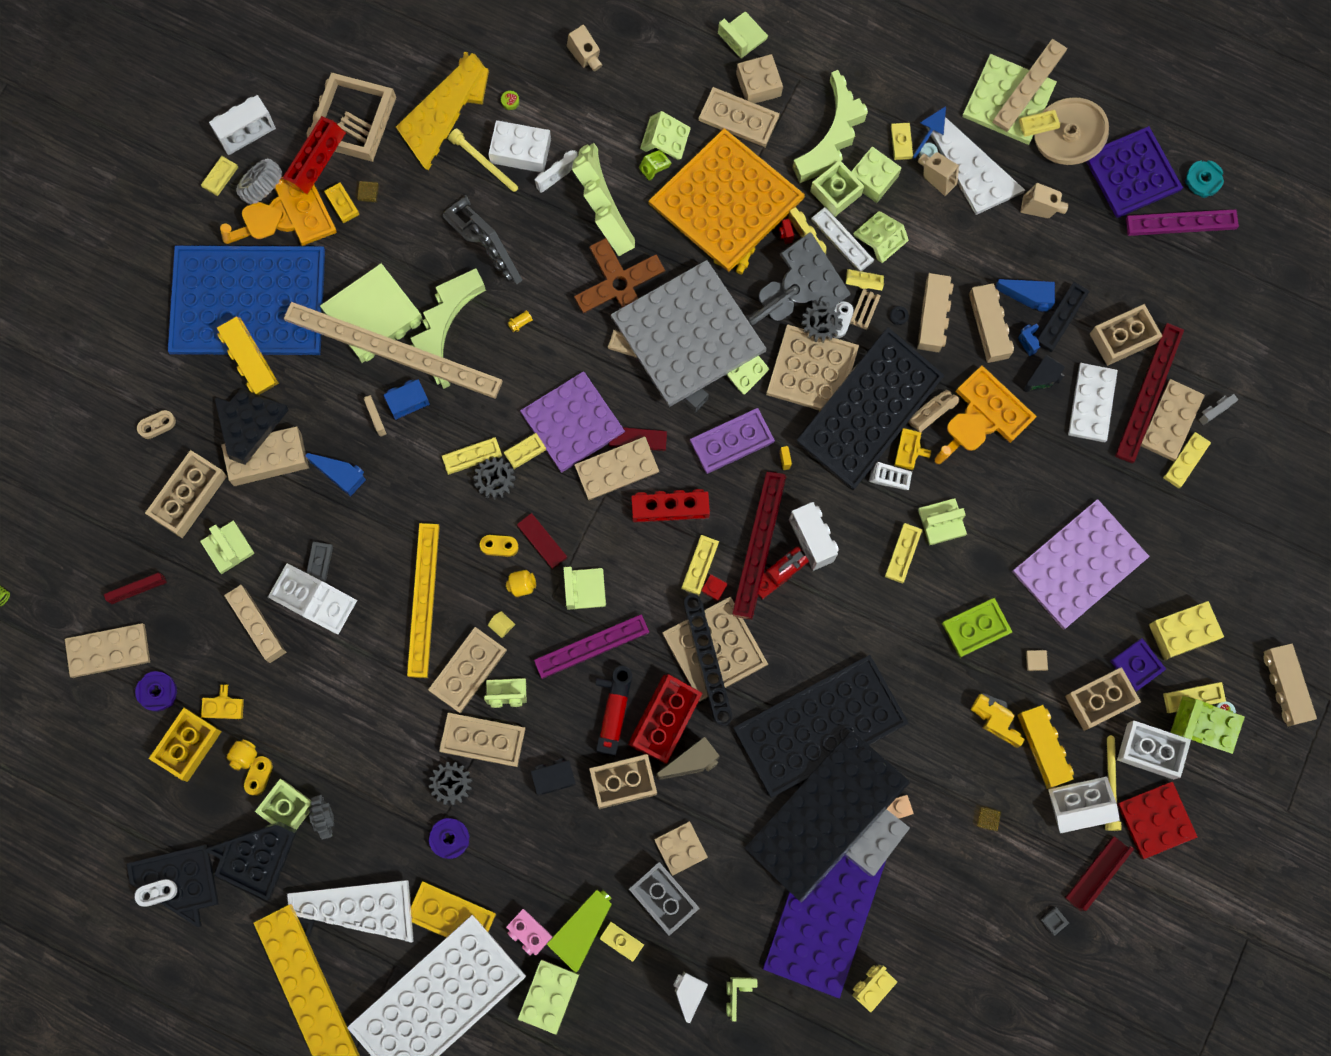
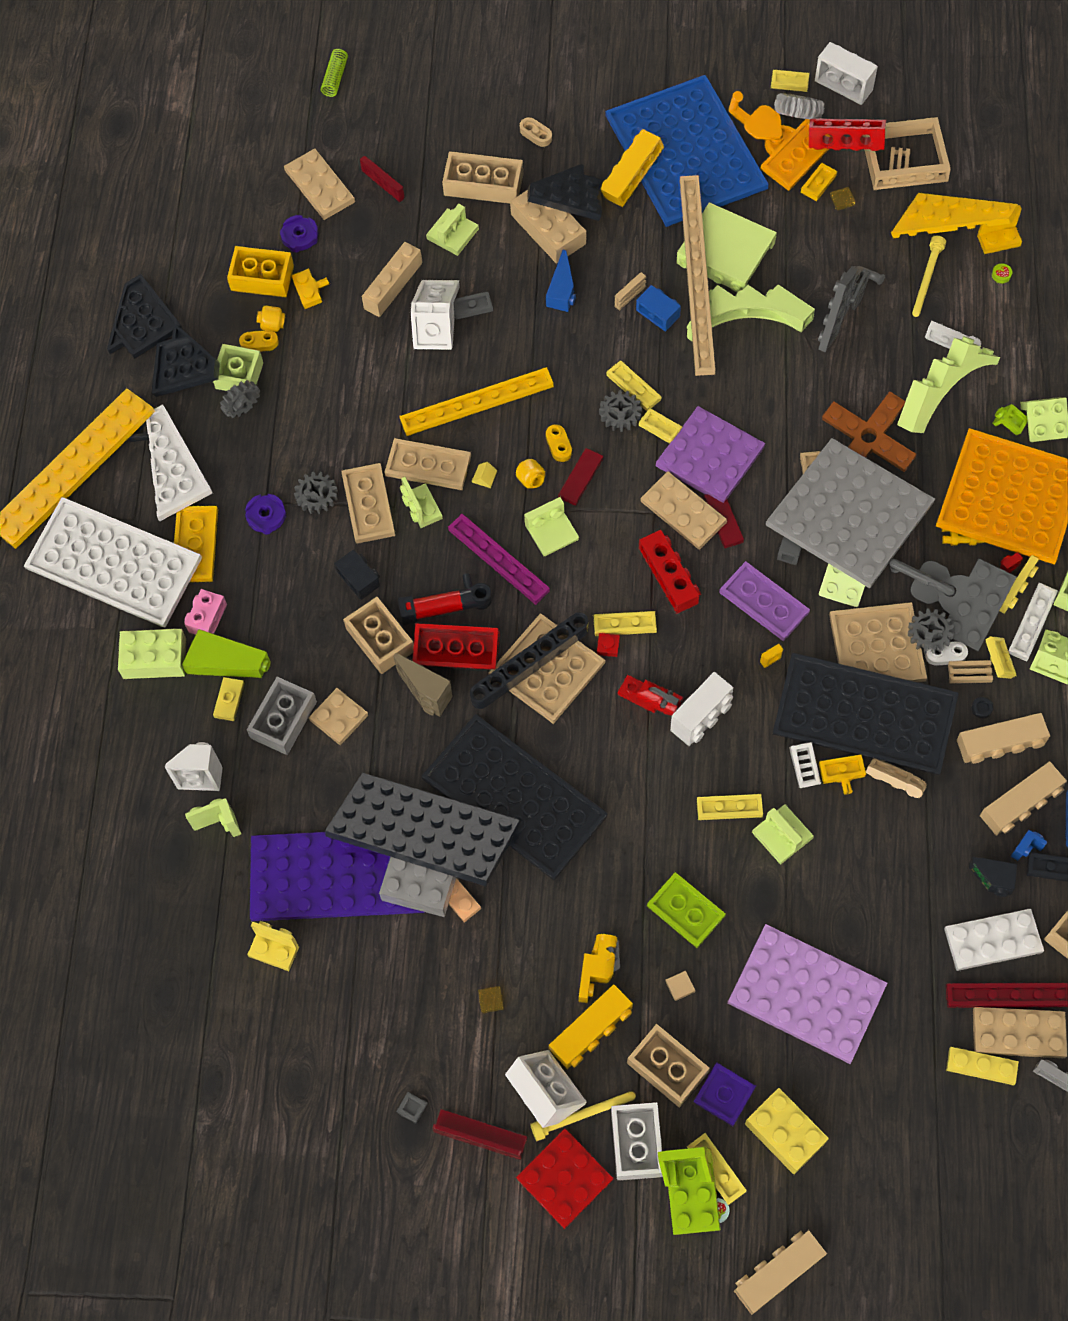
camera: 75 degrees right, 10 degrees down
(156, 893) = (124, 304): white plate -> none
(519, 146) = (958, 297): white brick -> none
(519, 321) = (785, 370): yellow pin -> none
(759, 545) = (669, 664): dark red plate -> none
(989, 409) = (933, 833): light orange plate -> none

